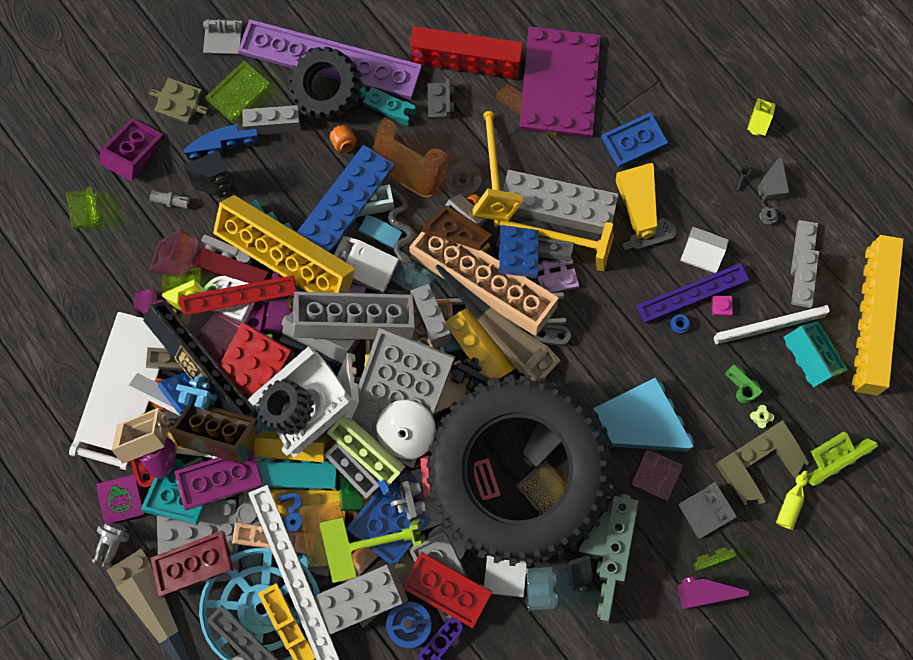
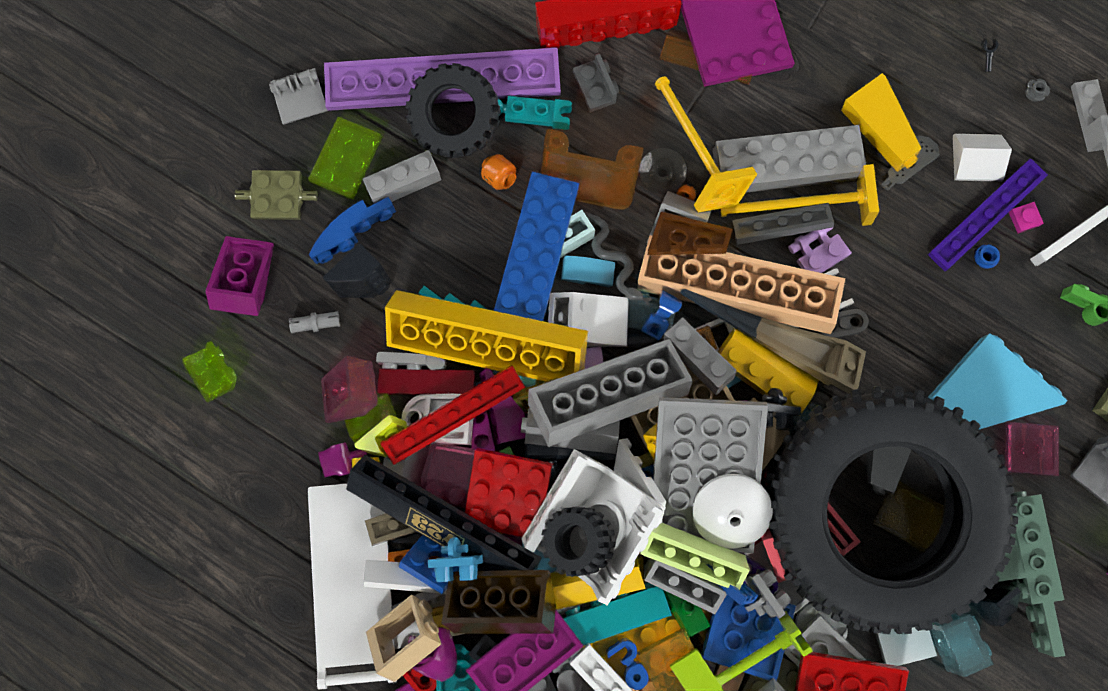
camera: 20 degrees left, 5 degrees up
(422, 272) = (657, 322): none -> blue leg
(518, 251) = (771, 238): blue plate -> none
(634, 140) = (846, 52): blue plate -> none
(774, 183) = (1029, 47): dark grey slope -> none

